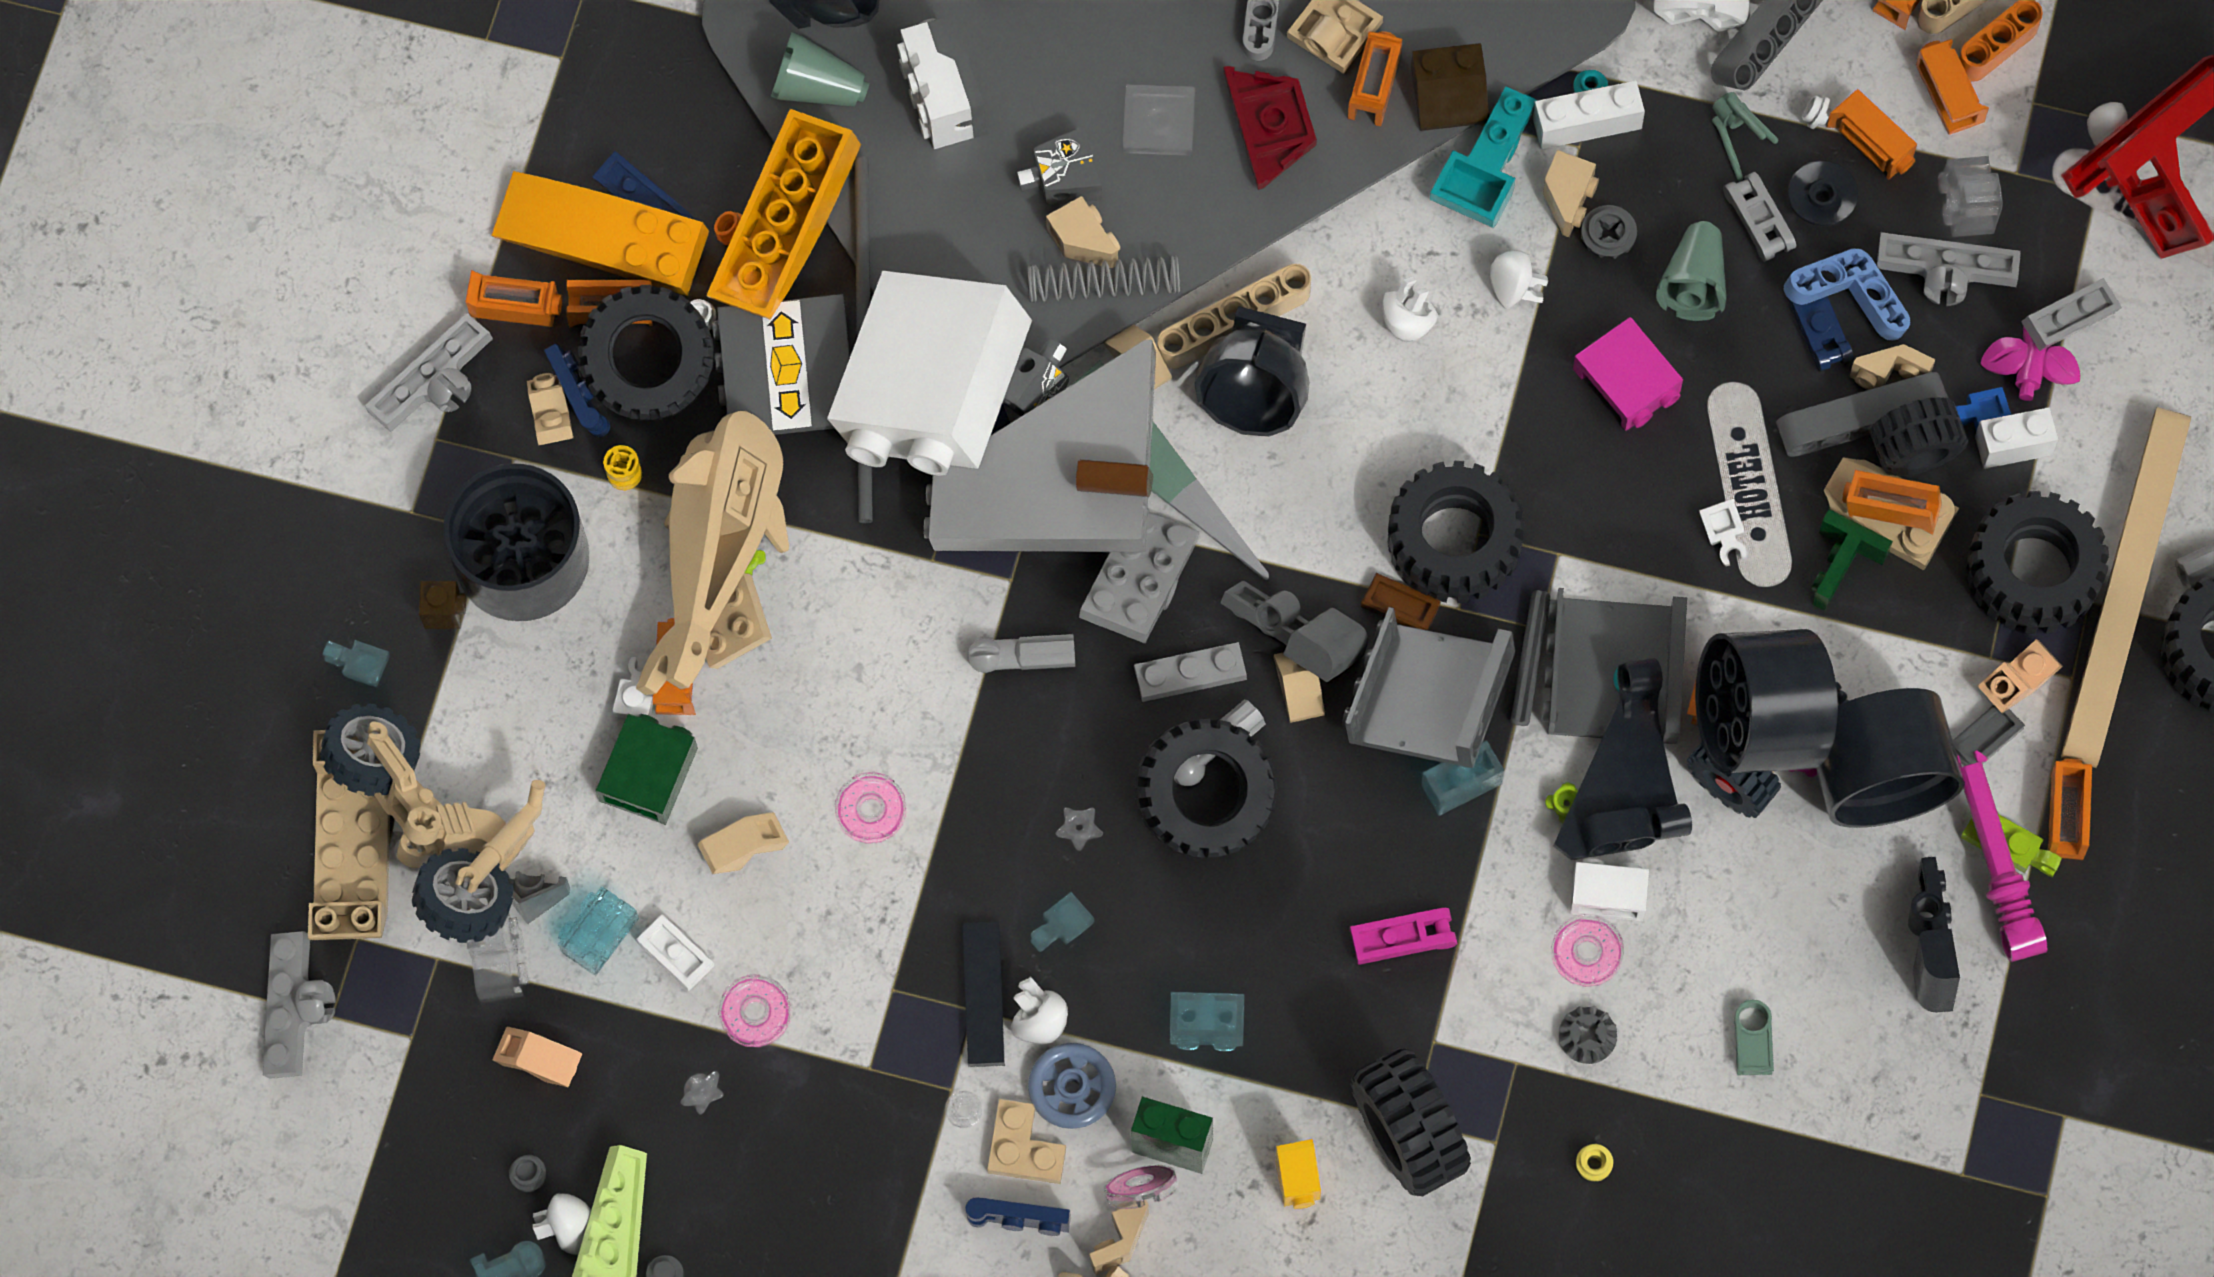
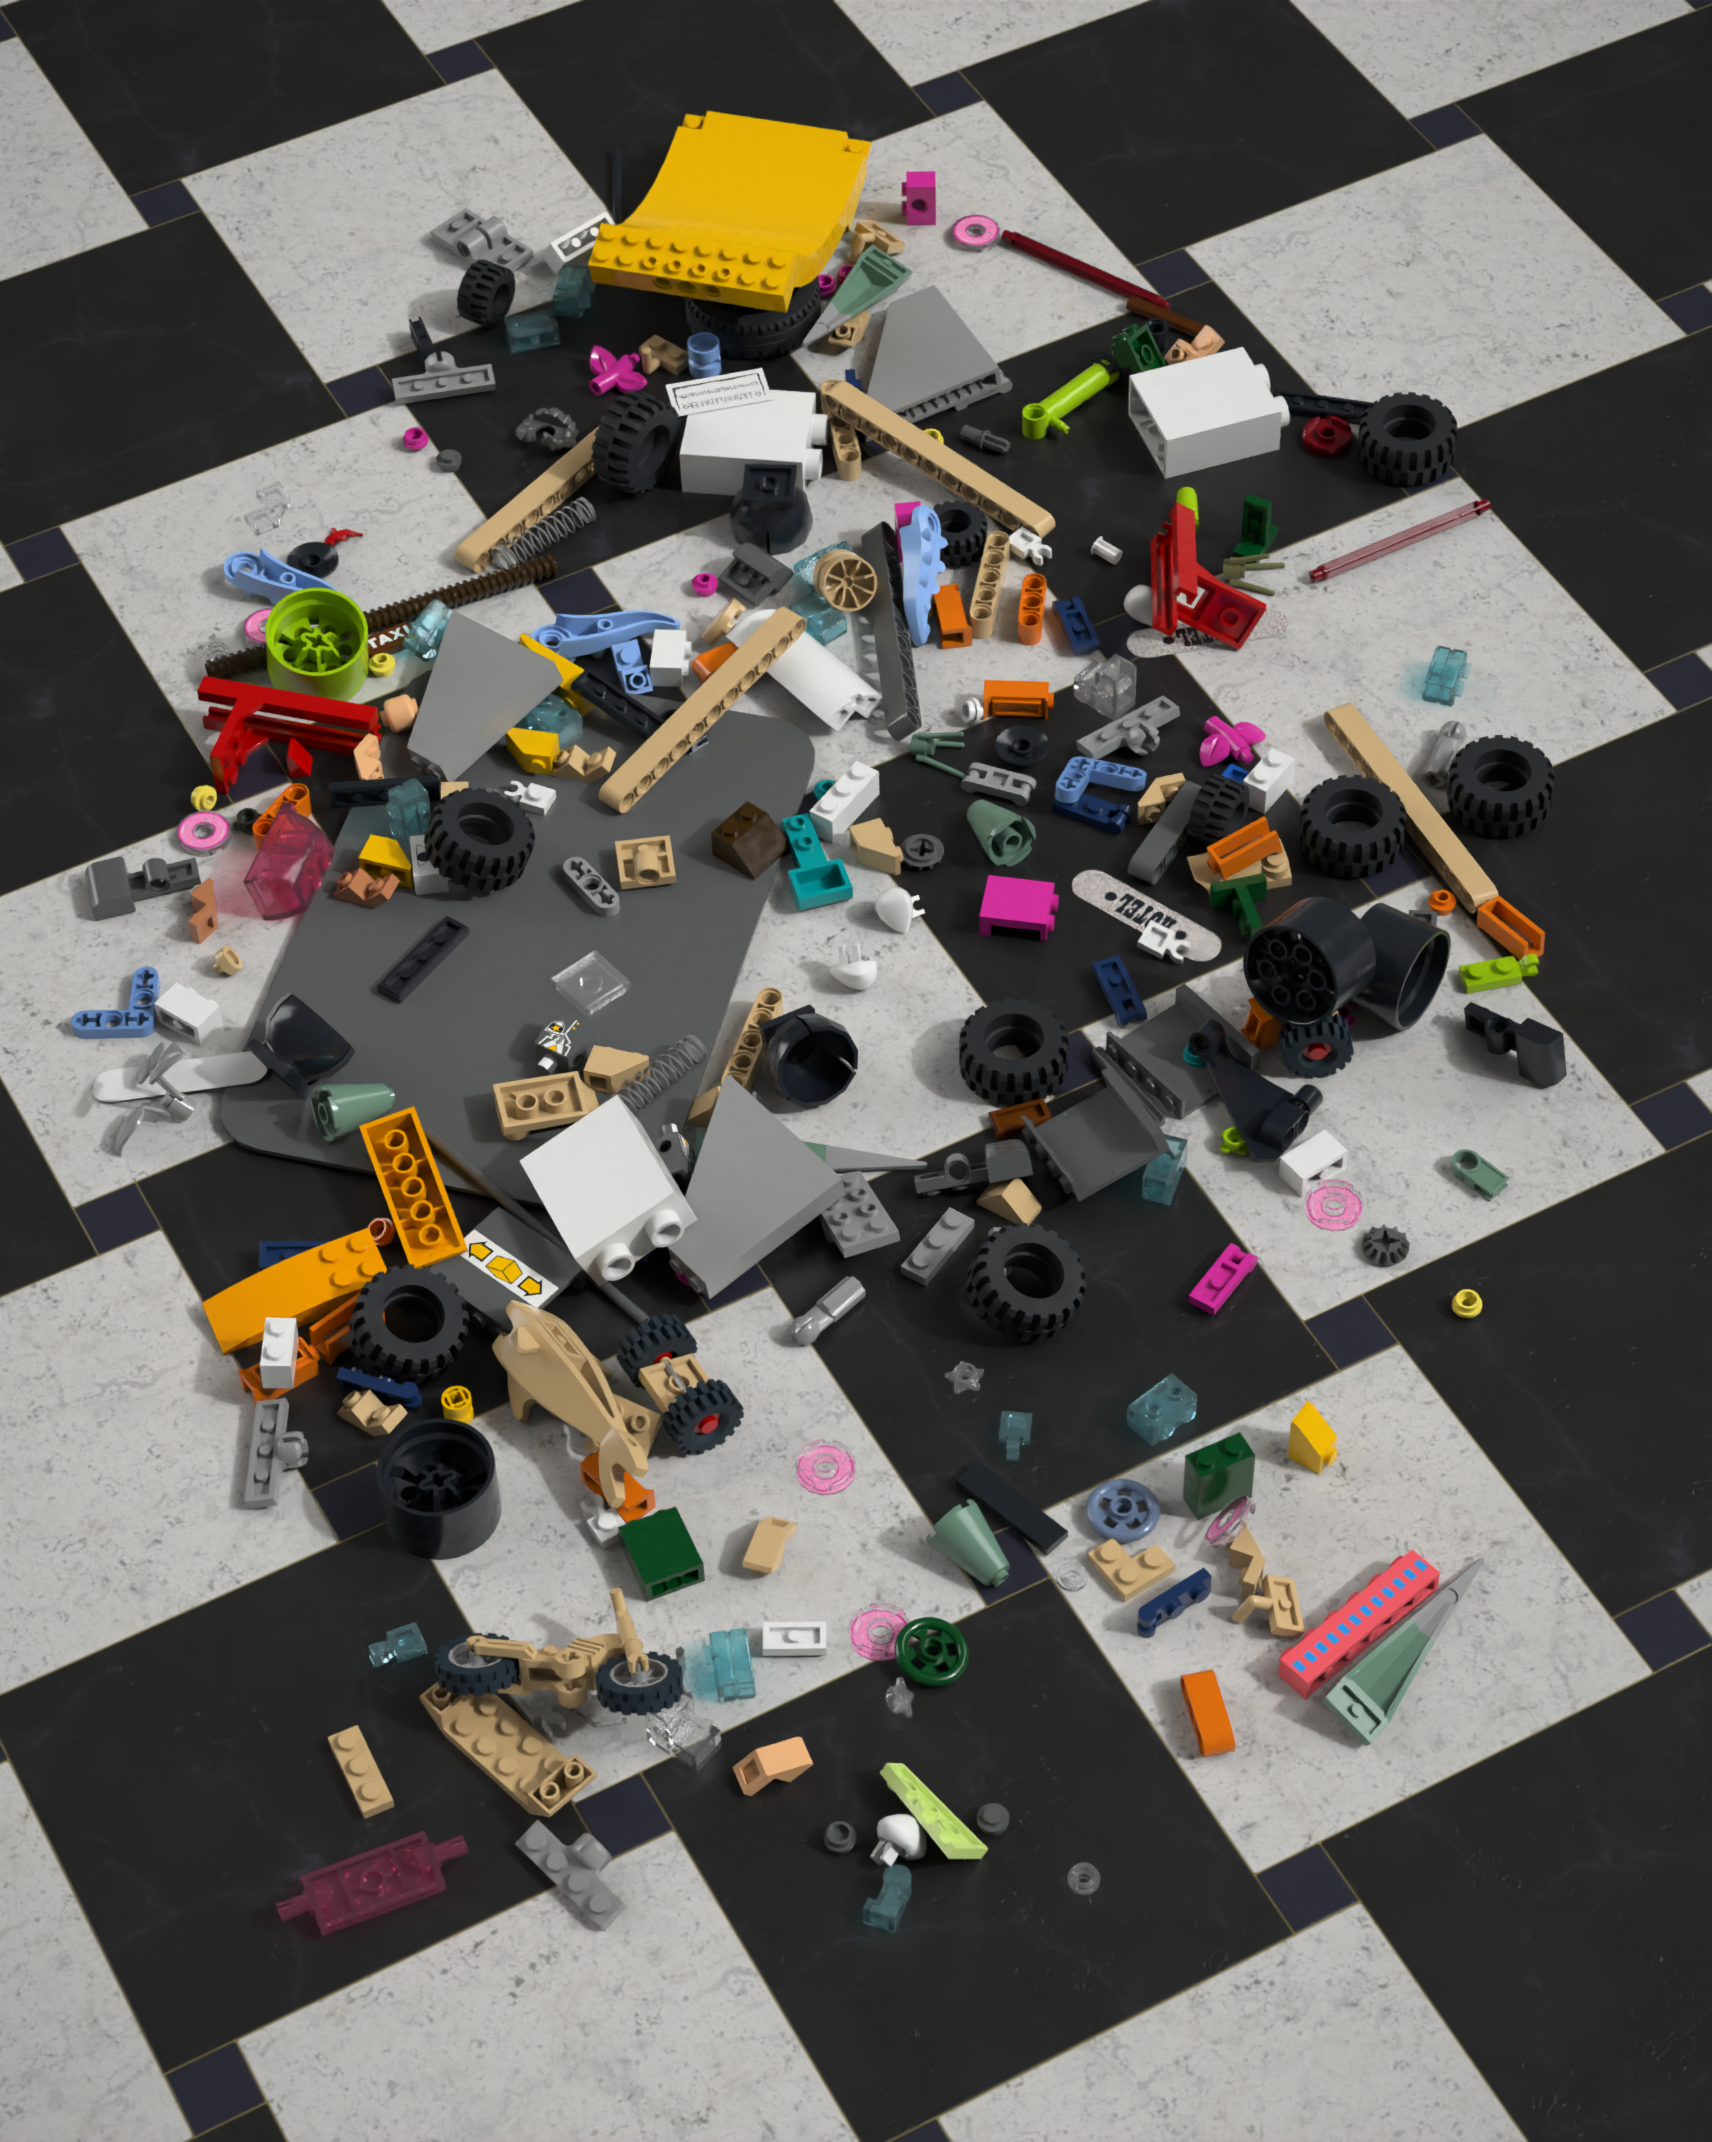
camera: 45 degrees left, 20 degrees down
(129, 866) = (373, 1882): none -> clear pink plate
(220, 752) = (361, 1771): none -> tan plate
(441, 604) = (422, 1569): dark brown brick -> none
(509, 287) = (279, 1353): none -> white brick
(748, 1090) = (949, 1636): none -> dark green plate
(812, 619) = (693, 1405): none -> black plate
(902, 1003) = (970, 1544): none -> sand green cone
(941, 82) = (438, 1049): white piece -> none
(986, 220) = (542, 1103): none -> tan slope
(1041, 1014) = (1062, 1485): white piece -> none
(1114, 478) = (791, 1154): reddish brown brick -> none
(1271, 121) = (660, 933): dark red wing -> none
(1376, 75) = (698, 867): orange window -> none
(1410, 1122) = (1351, 1348): black tyre -> none
(1631, 546) = (1119, 990): none -> dark blue plate
(1950, 87) = (1031, 649): orange window -> none
(2021, 677) = (1407, 887): light nougat slope -> none
(2021, 934) = (1558, 1007): dark pink piece -> none
(2024, 95) = (1076, 625): none -> dark blue plate
(2042, 728) = (1442, 902): none -> orange plate
(2071, 314) = (1227, 702): light grey plate -> none
(2149, 30) = (1106, 551): none -> white piece

